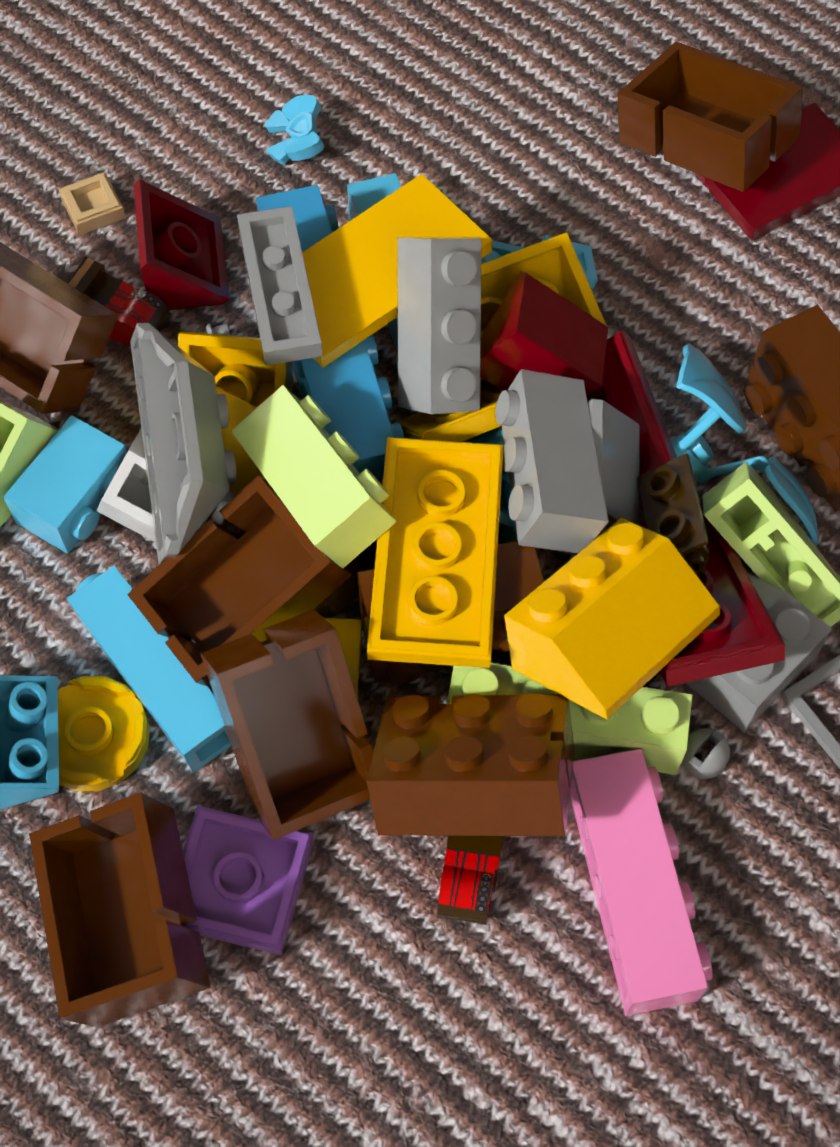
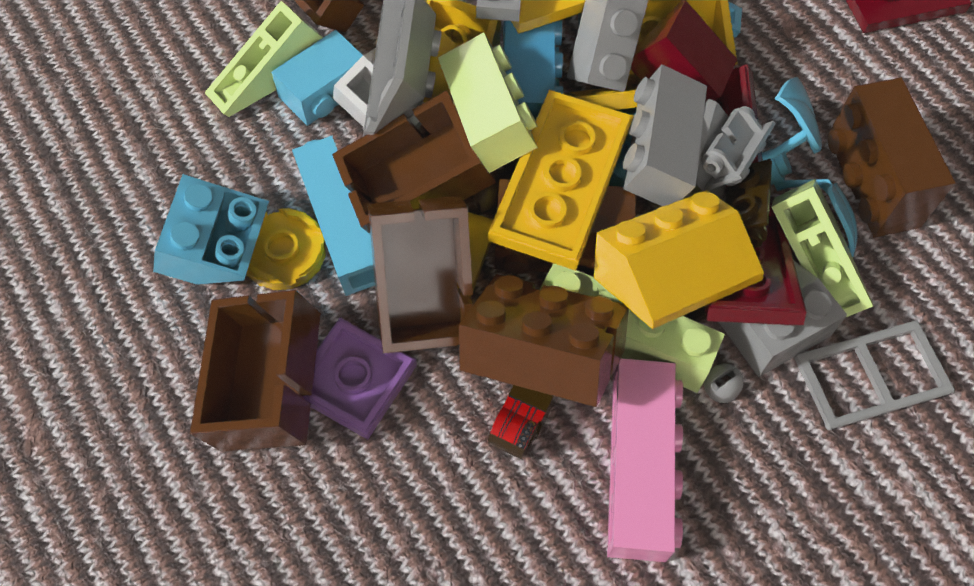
camera: 15 degrees right, 0 degrees up
(642, 454) = (735, 148): none -> light grey hinge

